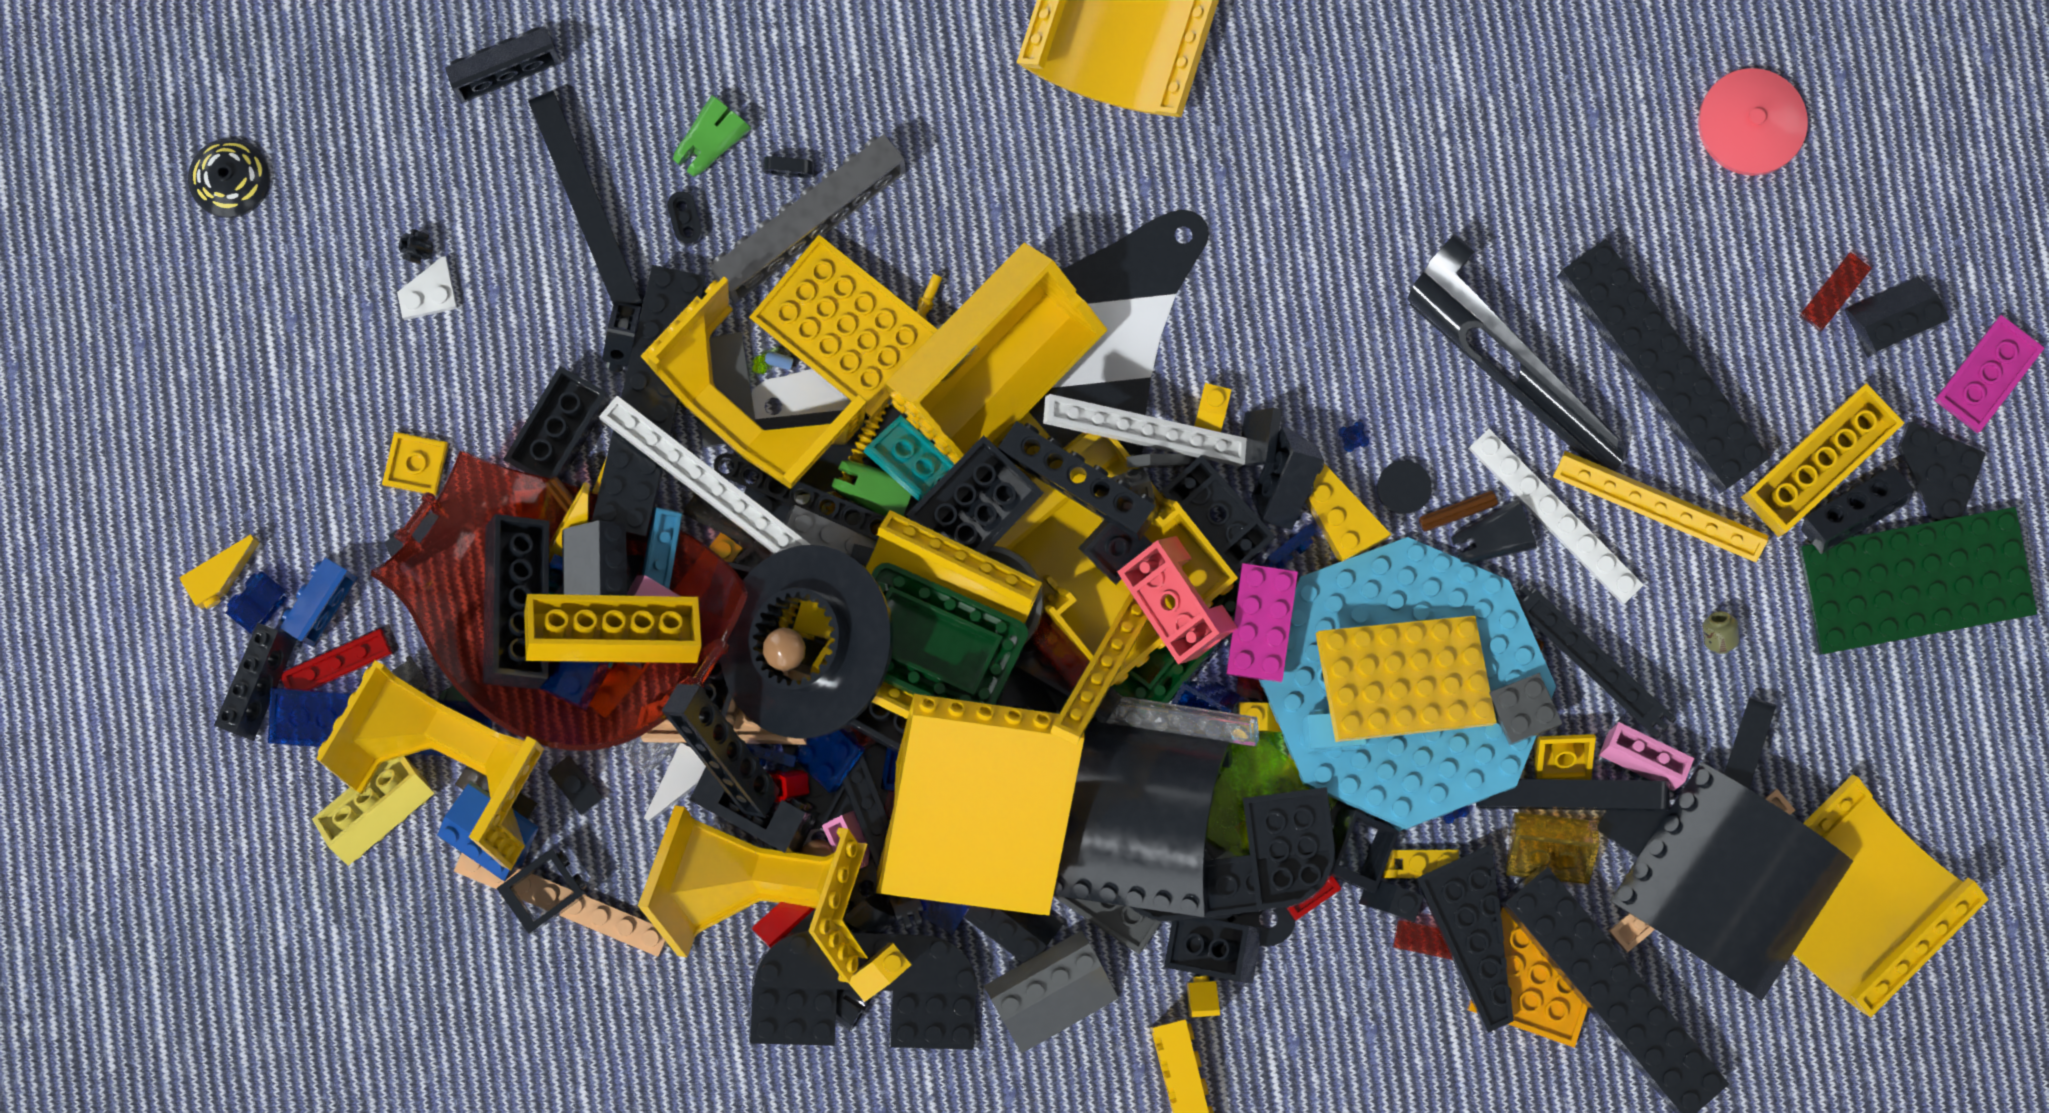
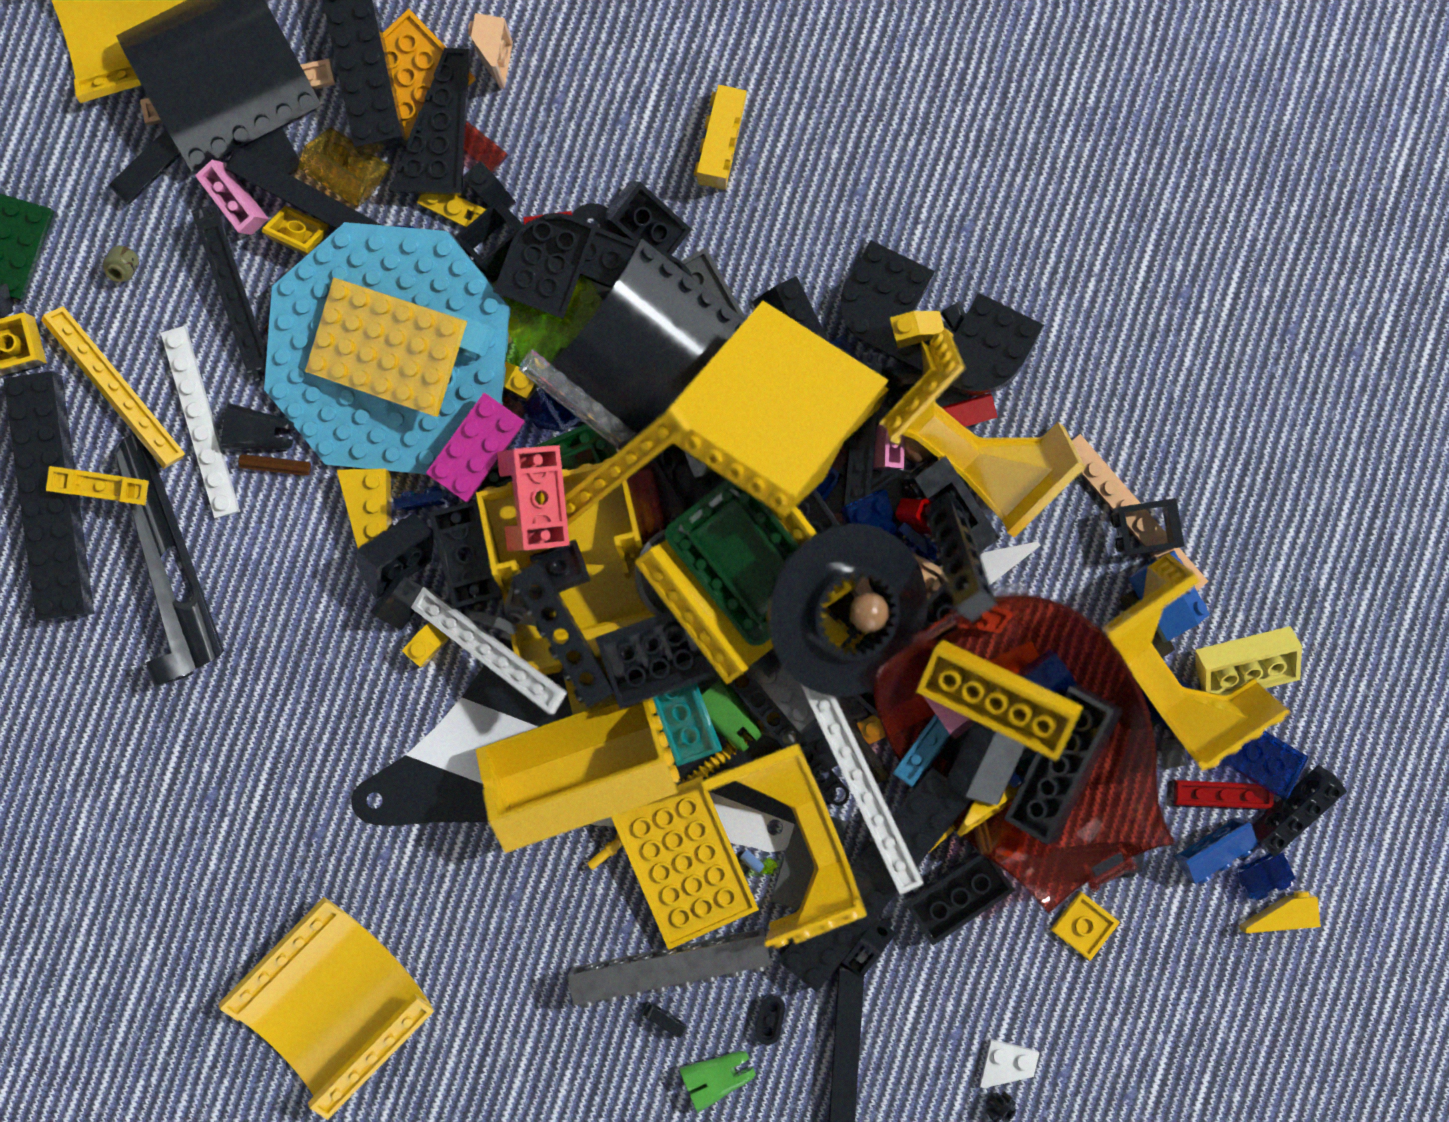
camera: 150 degrees left, 5 degrees up
(575, 785) = (1080, 596): black tile -> none
(1051, 991) = (789, 251): dark grey slope -> none
(1203, 997) = (674, 186): yellow slope -> none
(1349, 443) = (330, 571): clear blue plate -> none
(1404, 487) = (307, 505): black tile -> none
(1463, 1045) = (492, 44): none -> light nougat slope
(1524, 709) = (305, 277): dark grey plate -> none
(1616, 399) = (97, 485): none -> yellow slope

